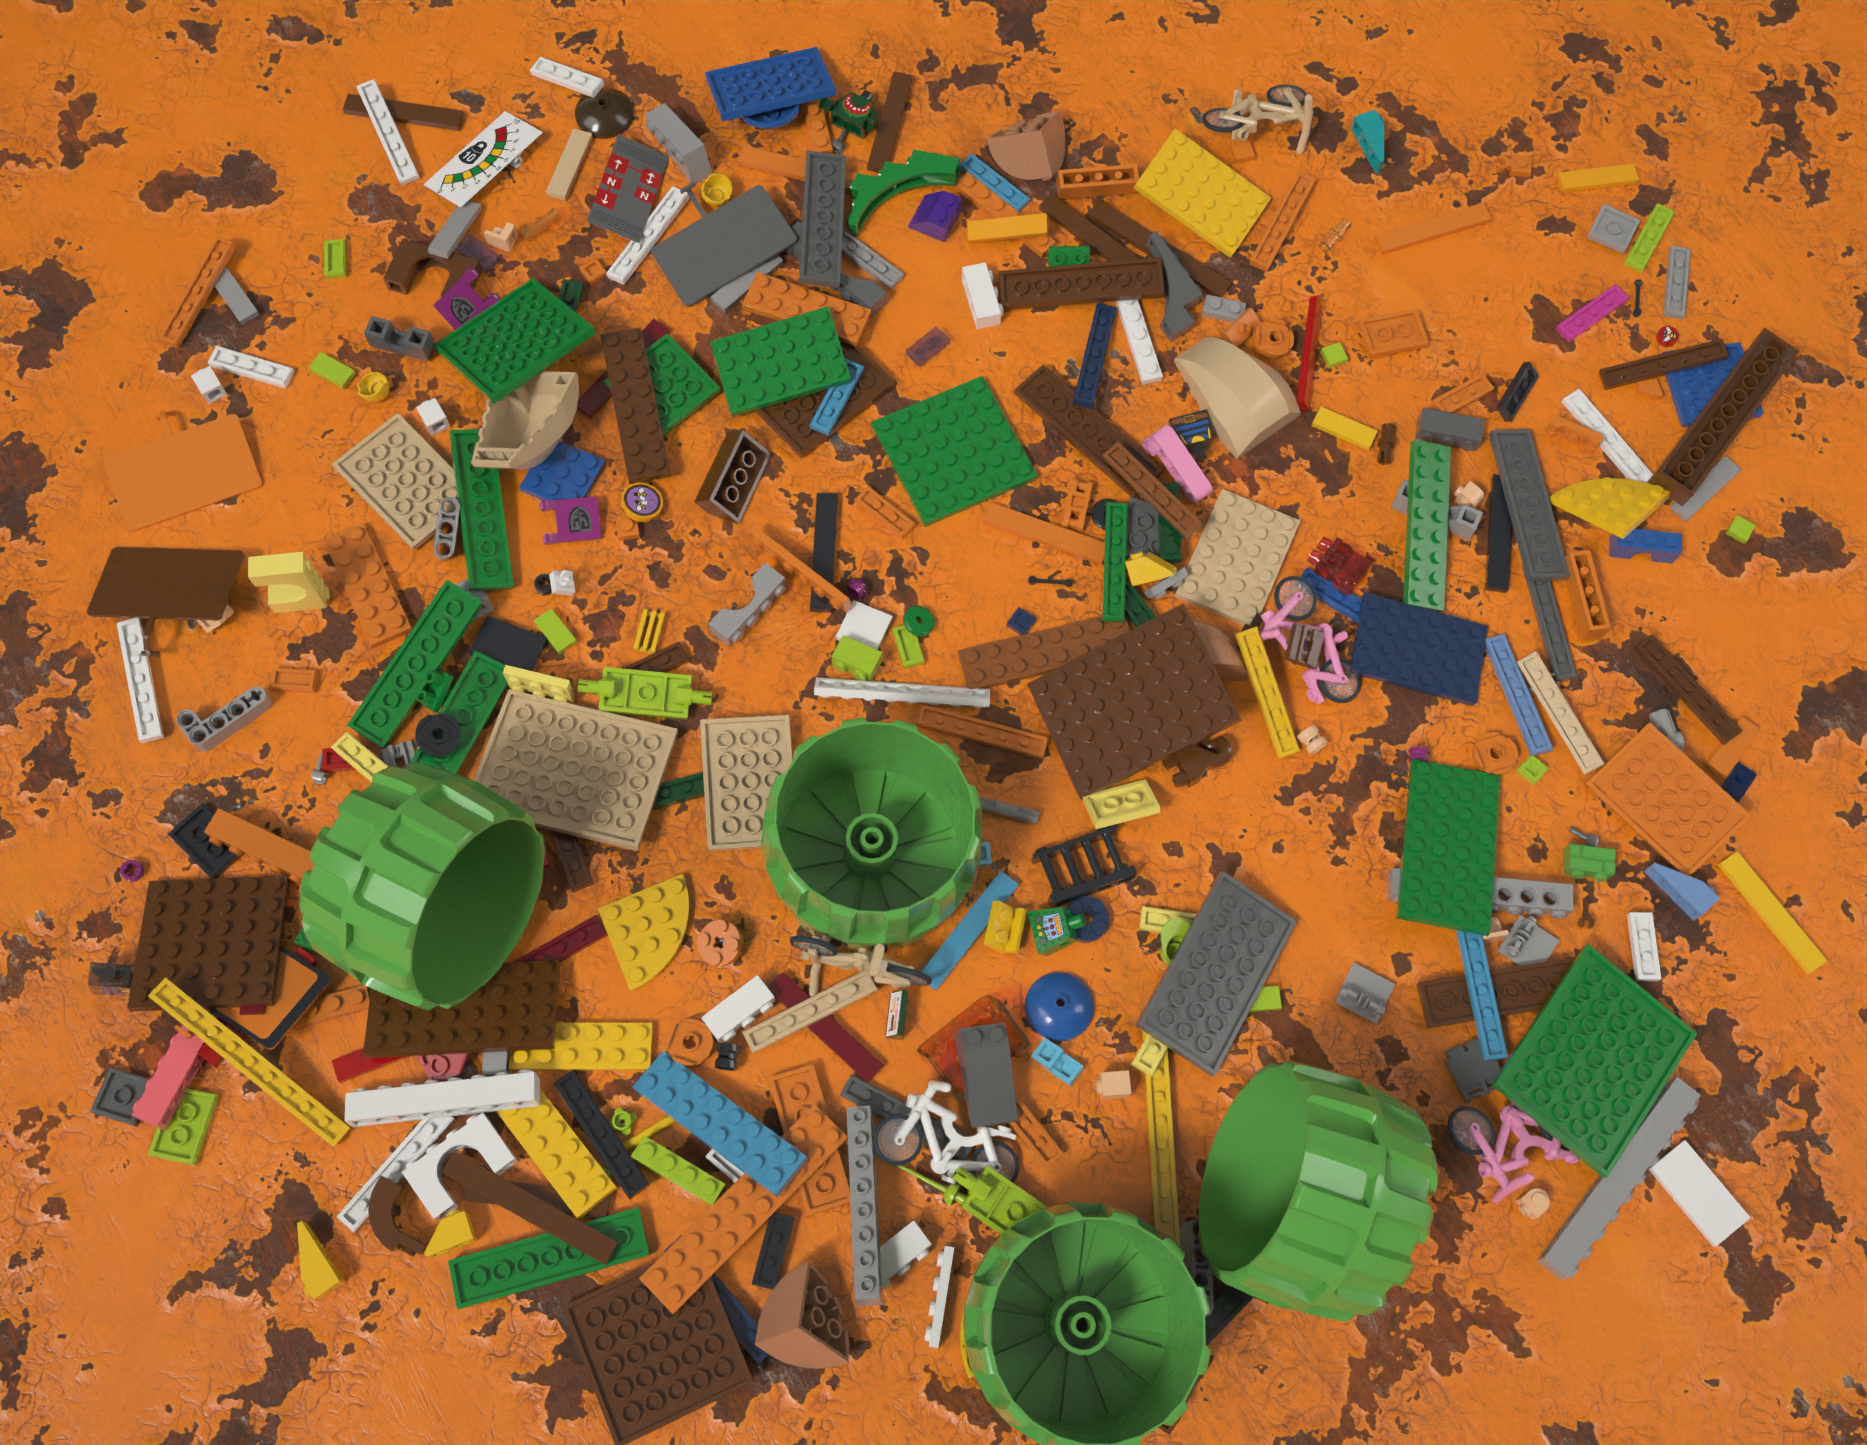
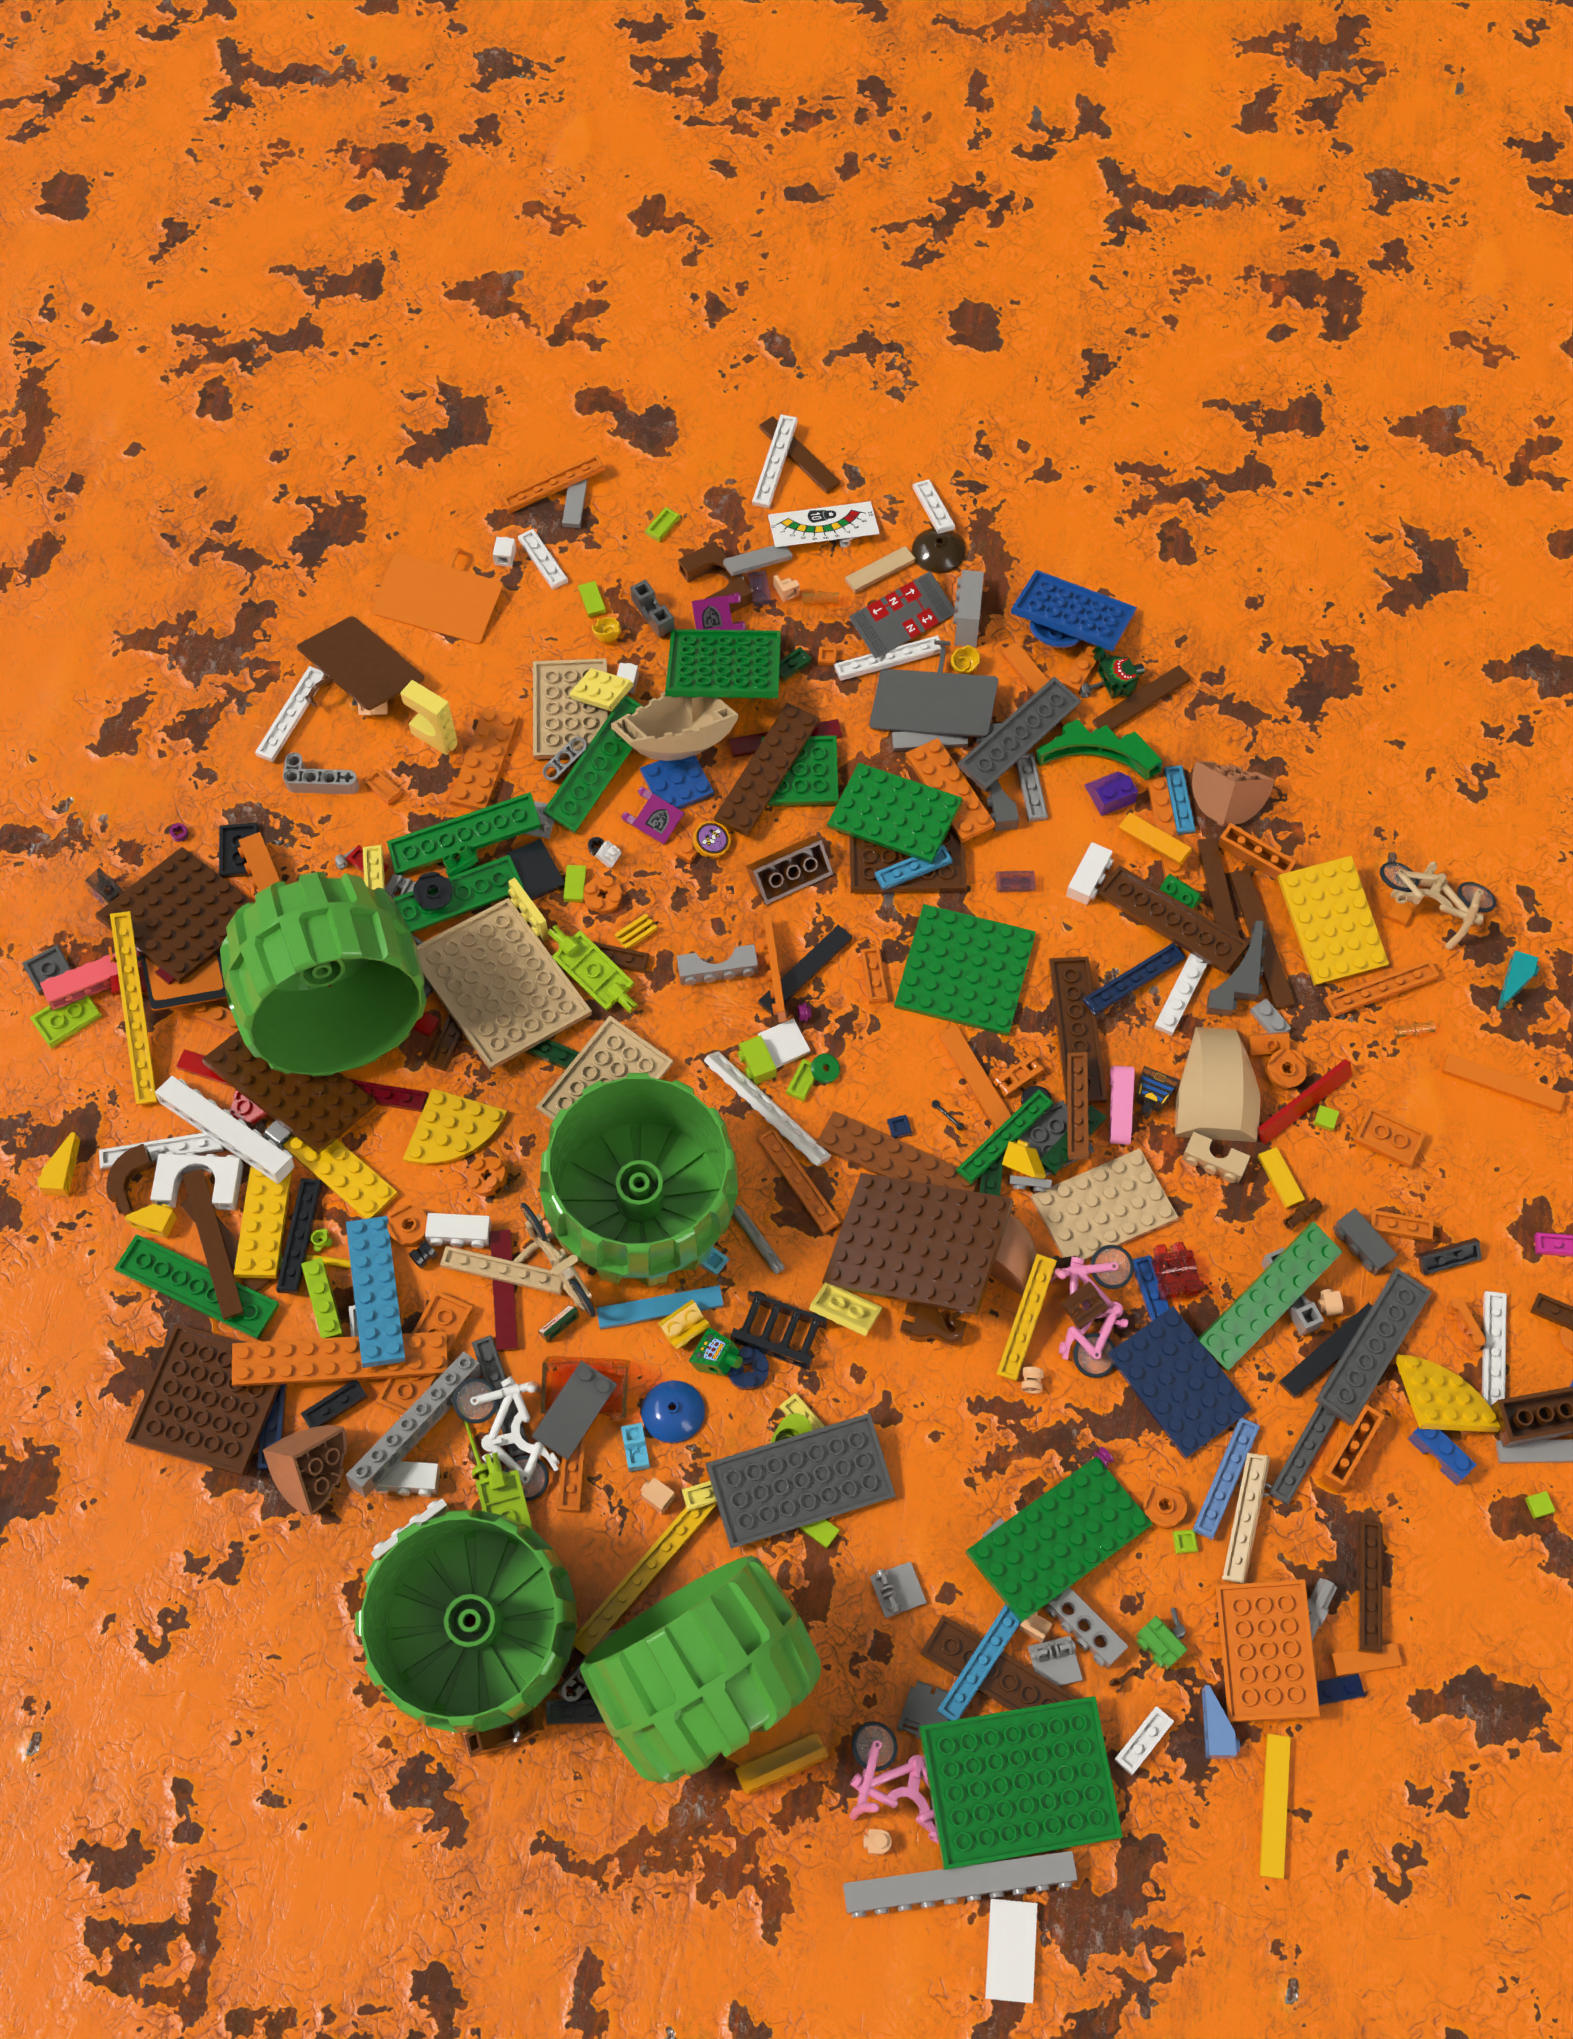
camera: 45 degrees right, 5 degrees down
(423, 442) = (601, 689): none -> light yellow plate
(593, 633) = (598, 904): none -> orange plate
(1269, 456) = (1199, 1154): none -> tan arch

